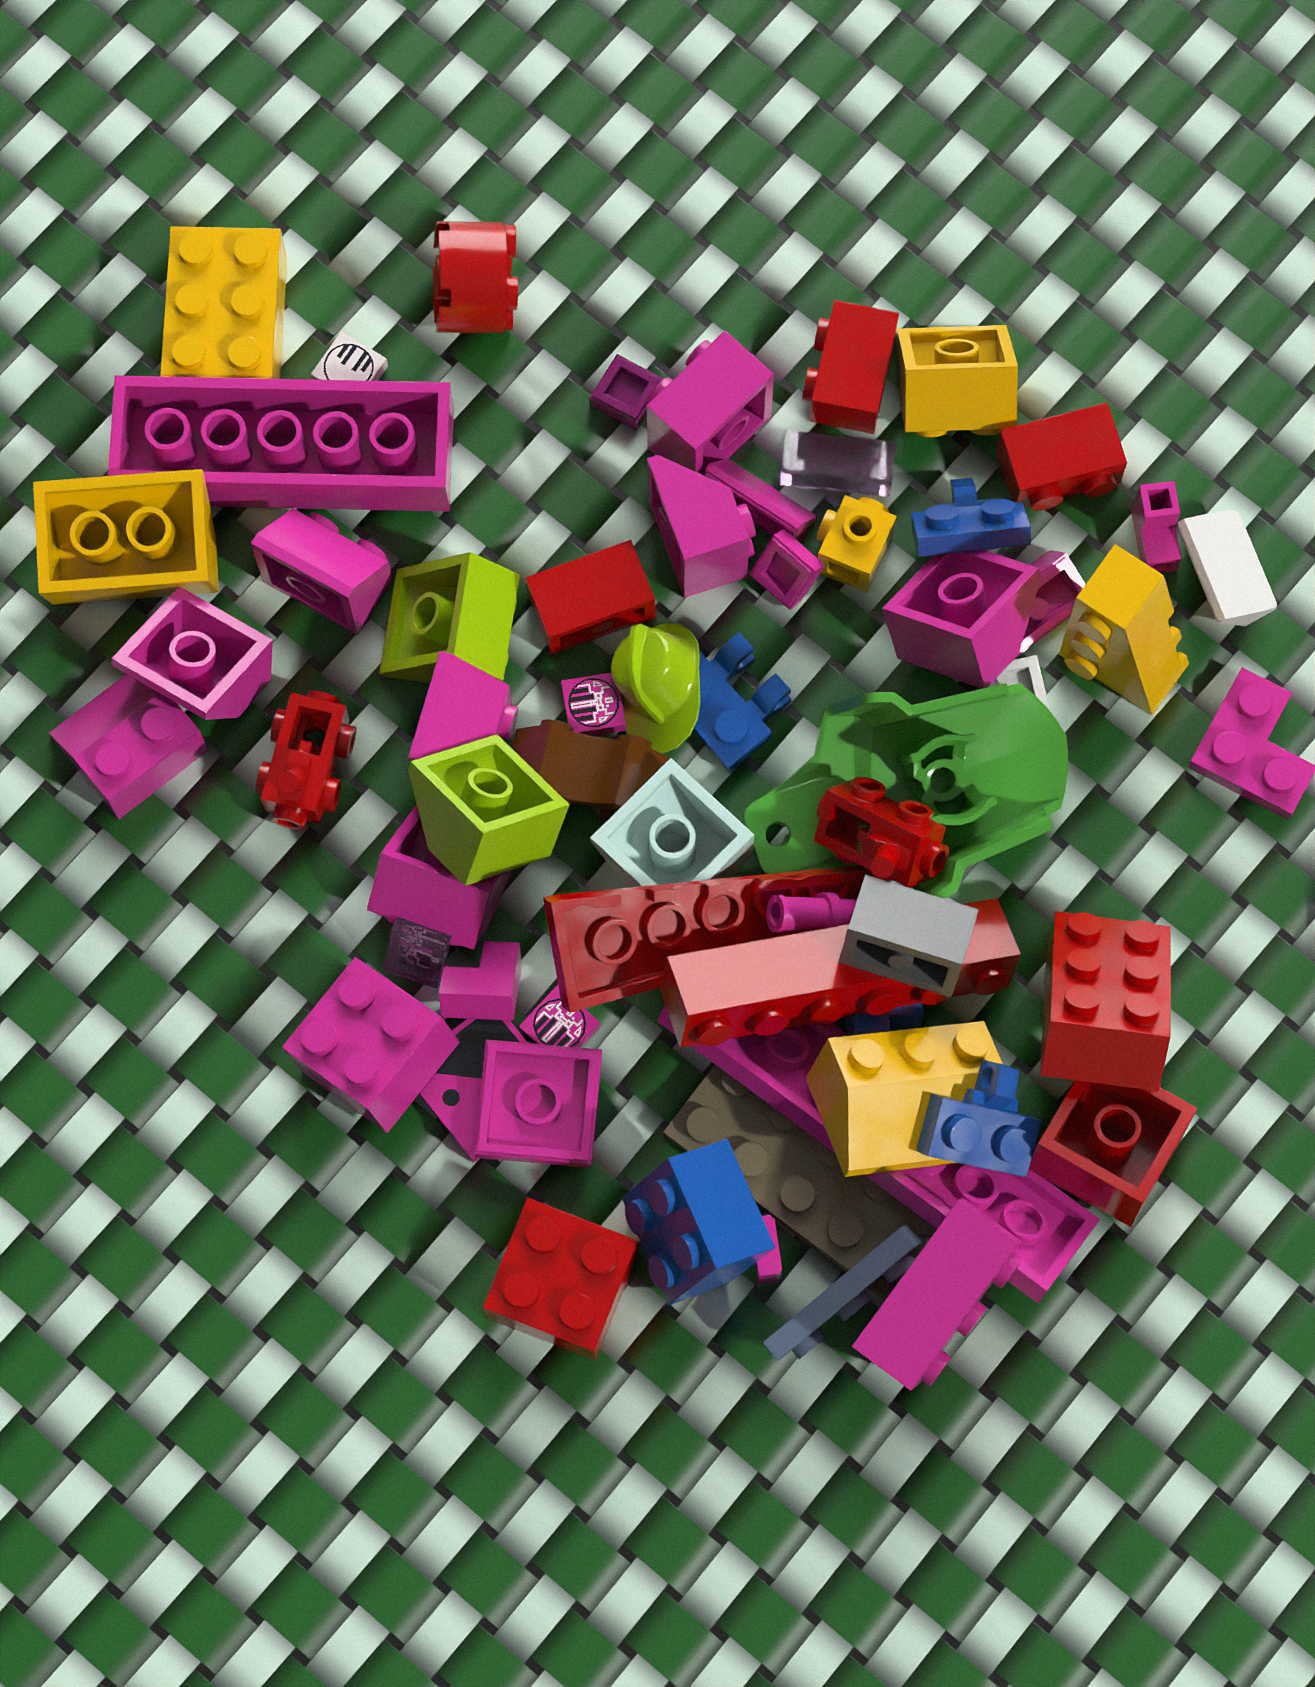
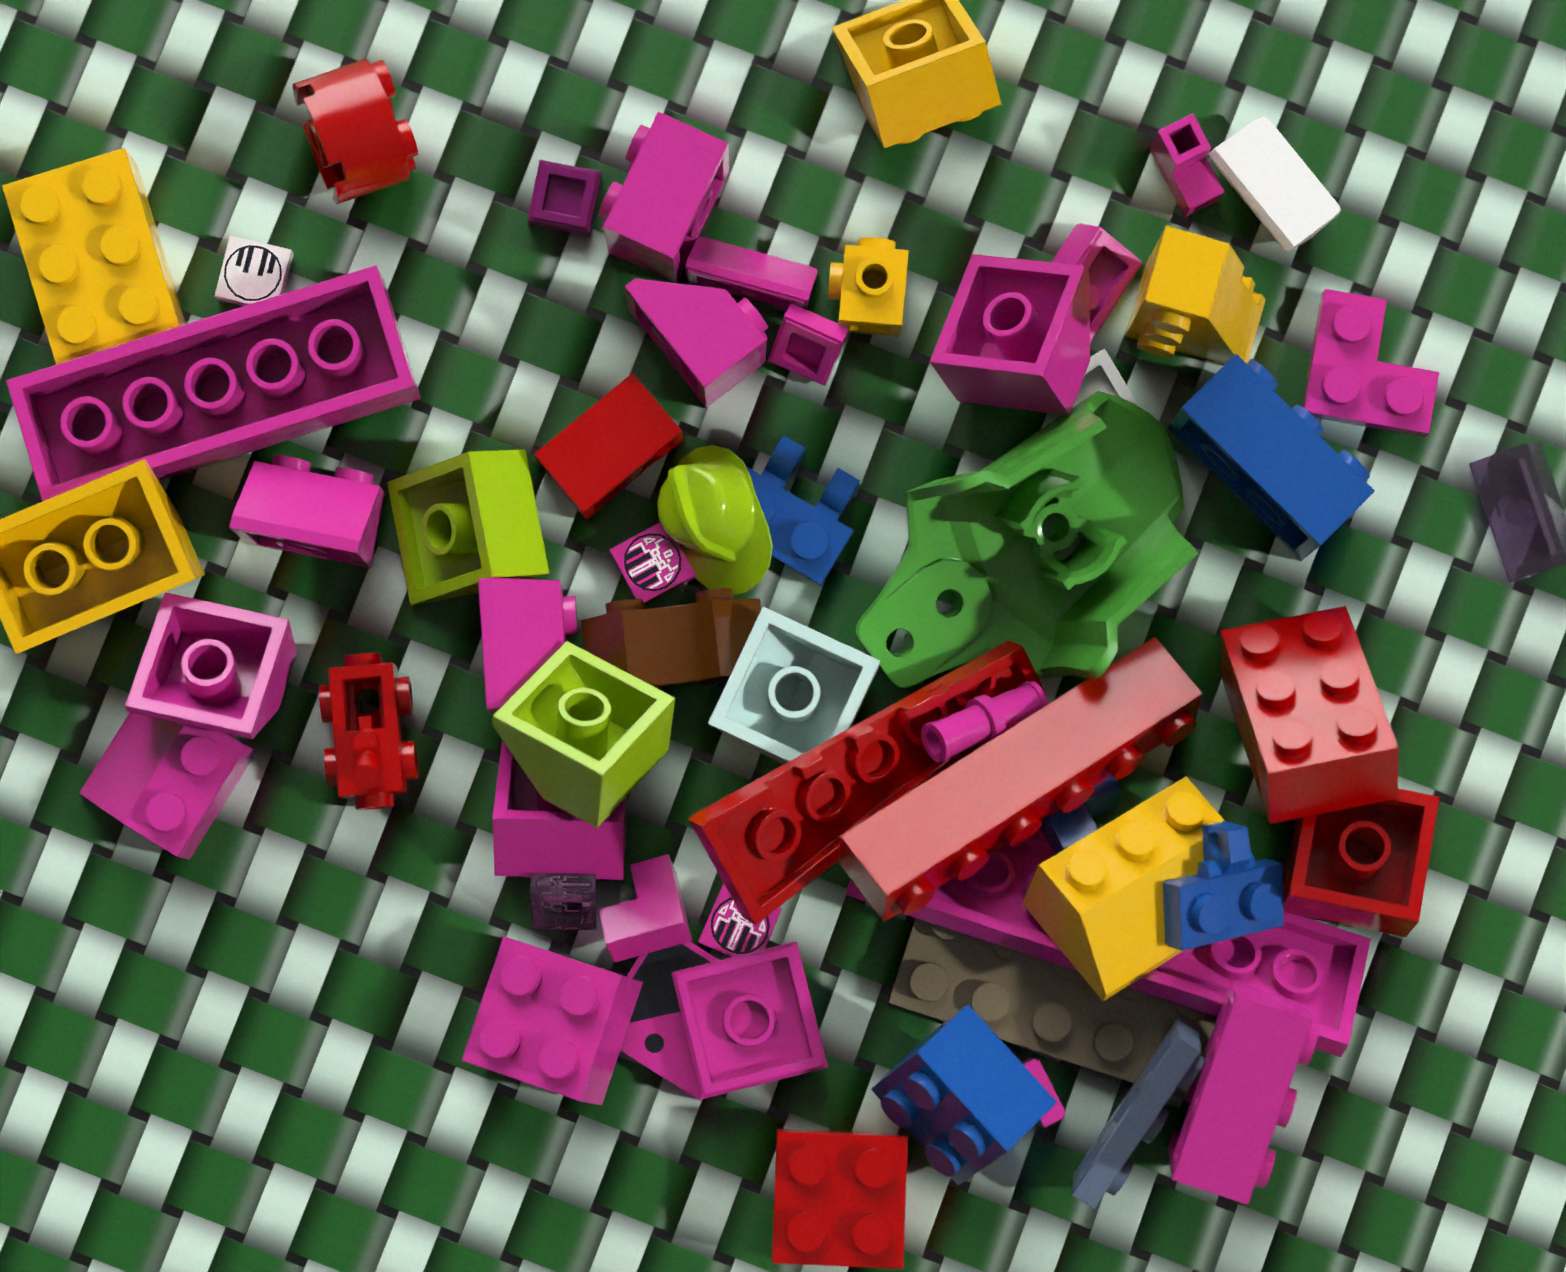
camera: 25 degrees left, 10 degrees up
(838, 463) = (820, 202): clear purple slope -> none
(852, 366) = (801, 90): red brick -> none
(897, 844) = (1013, 614): red brick -> none
(908, 935) = (1084, 722): brick -> none
(970, 523) = (989, 231): blue hinge -> none
(1062, 457) = (1060, 119): red brick -> none
(1147, 781) = (1271, 456): none -> blue brick

